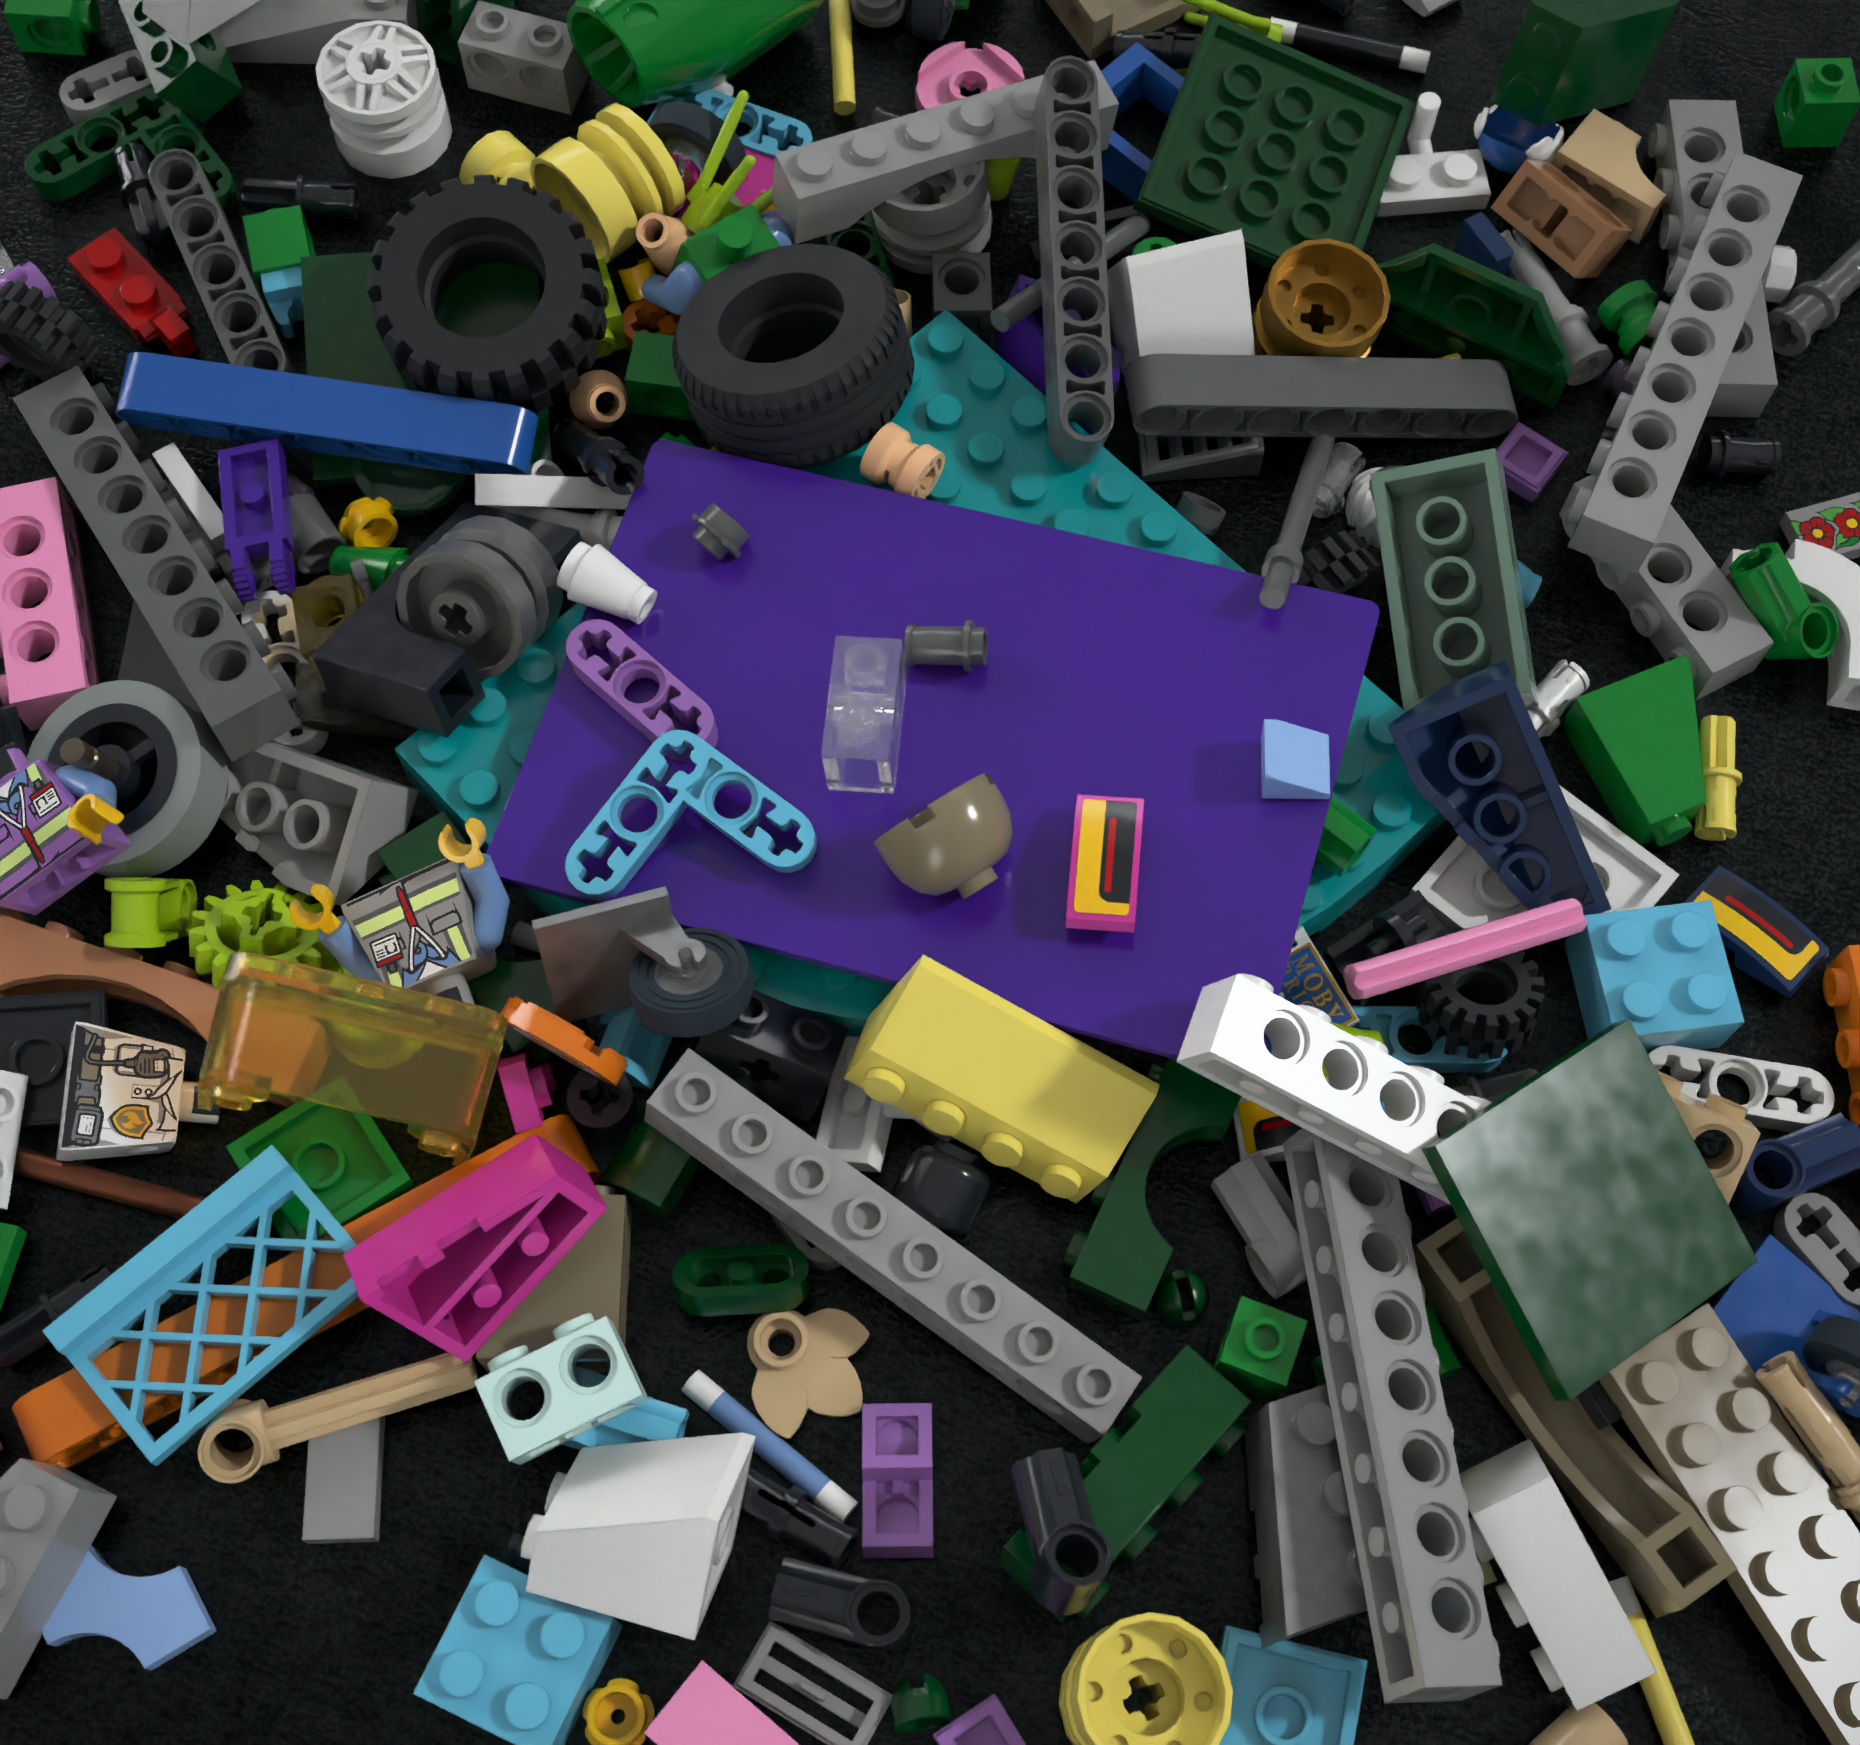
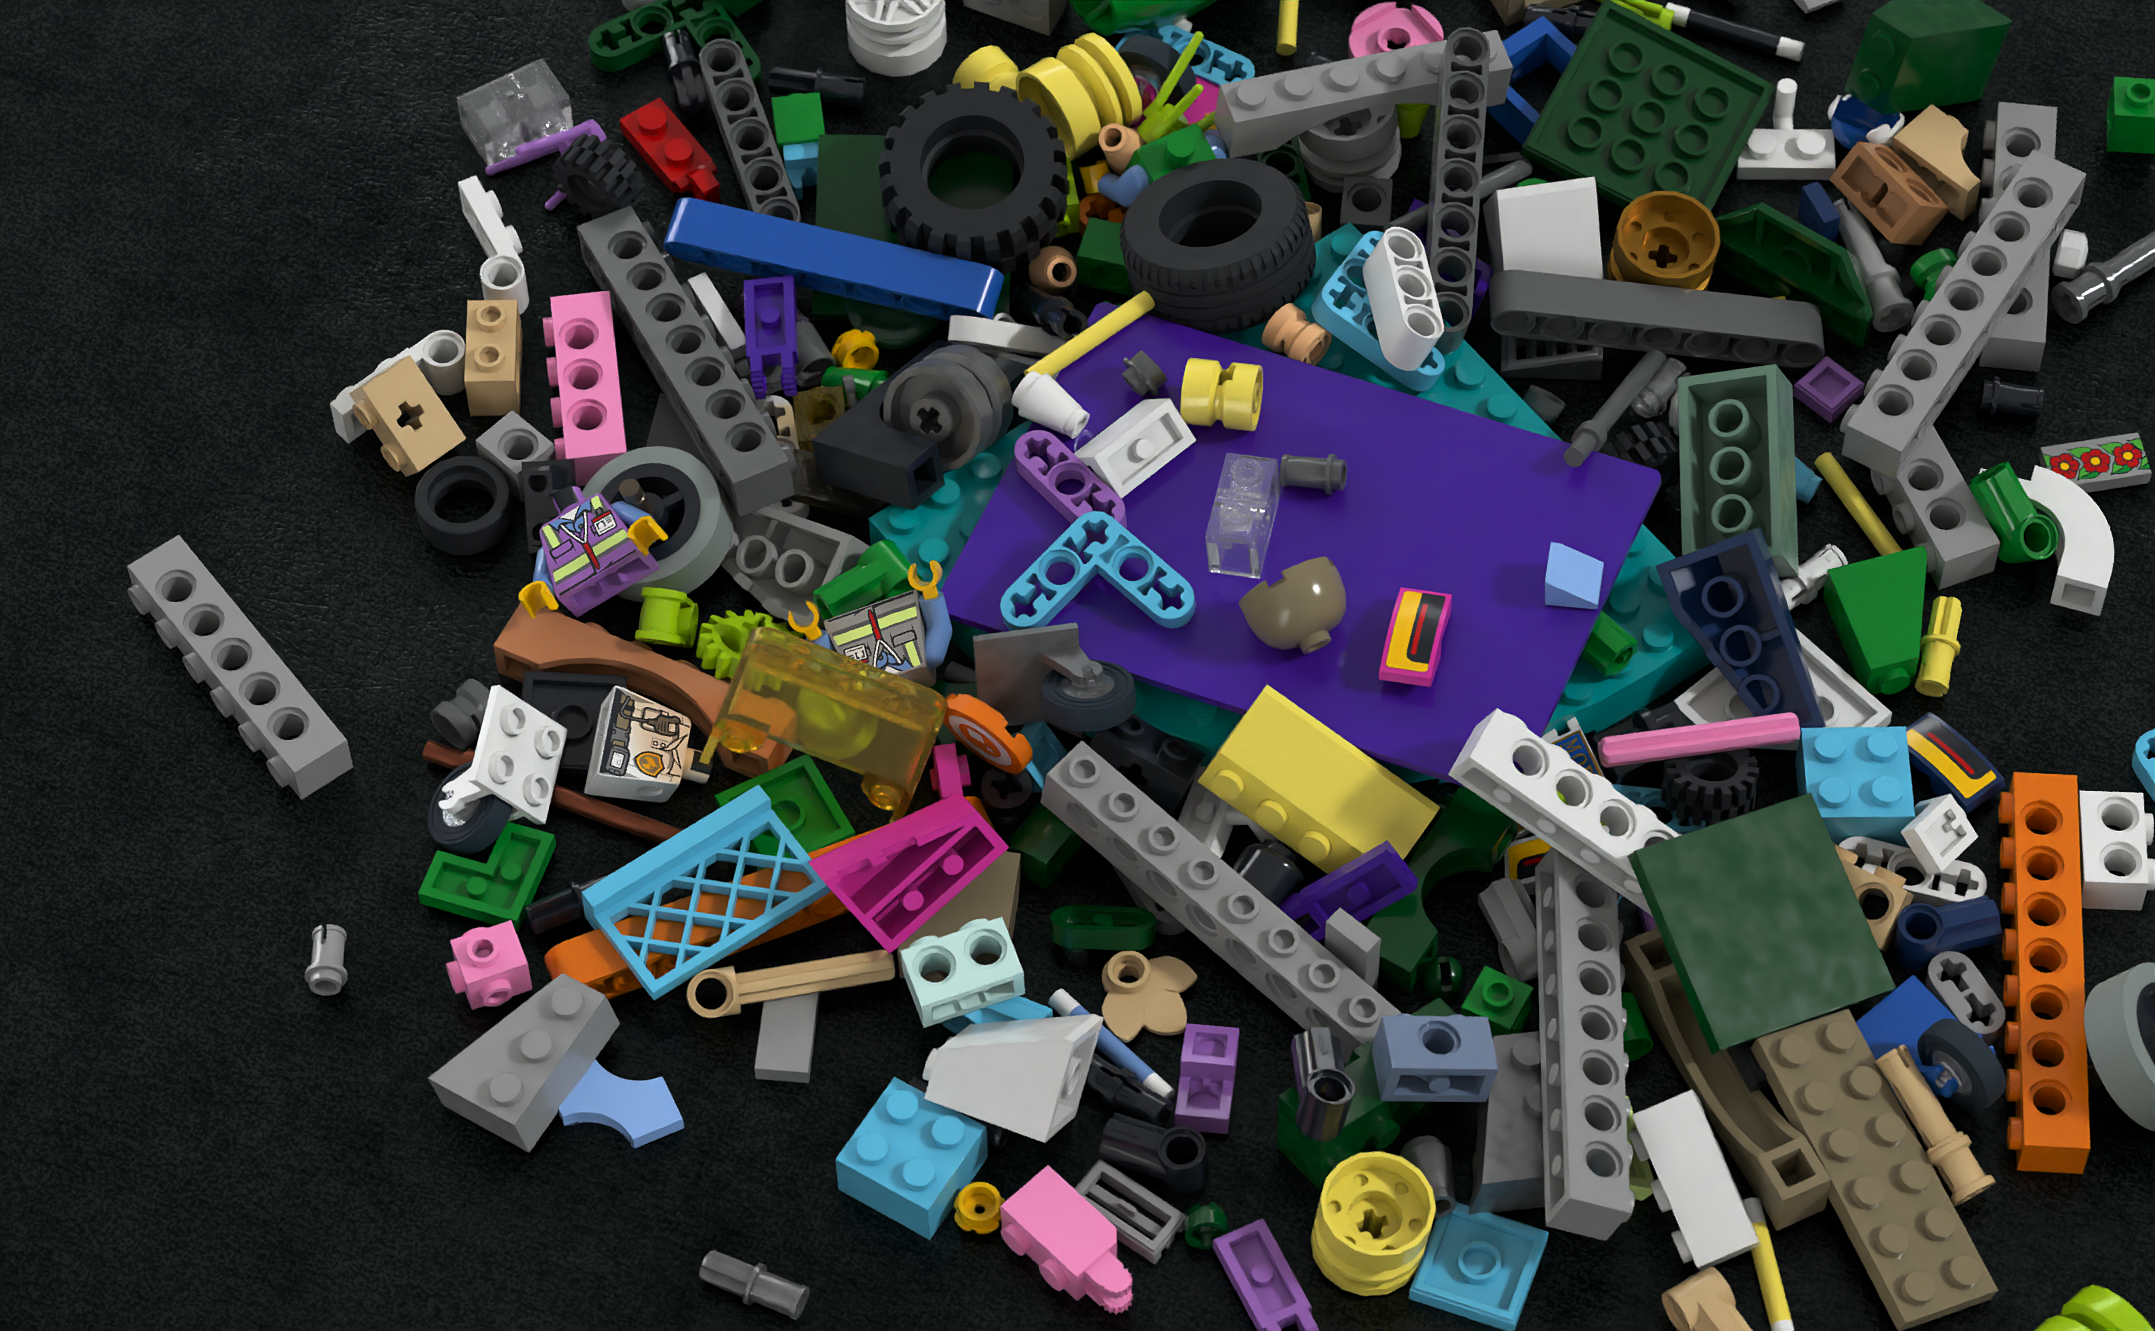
camera: 10 degrees right, 10 degrees down
(398, 842) = (878, 576): none -> green piece
(651, 487) = (1094, 335): none -> light yellow bar
(719, 628) = (1137, 445): none -> white panel
(819, 552) = (1221, 394): none -> light yellow wheel
(978, 429) = (1356, 318): none -> medium azure beam
(1029, 405) = (1402, 298): none -> white beam
(1052, 1213) = (1357, 888): none -> dark purple hinge
(1069, 1293) = (1354, 946): none -> light grey tile
(1171, 1485) = (1434, 1058): none -> sand blue brick
(1204, 1596) = (1435, 1163): none -> flat silver cone
(1588, 609) = (1856, 504): none -> light yellow bar
(1772, 1037) = (1938, 833): none -> white bracket

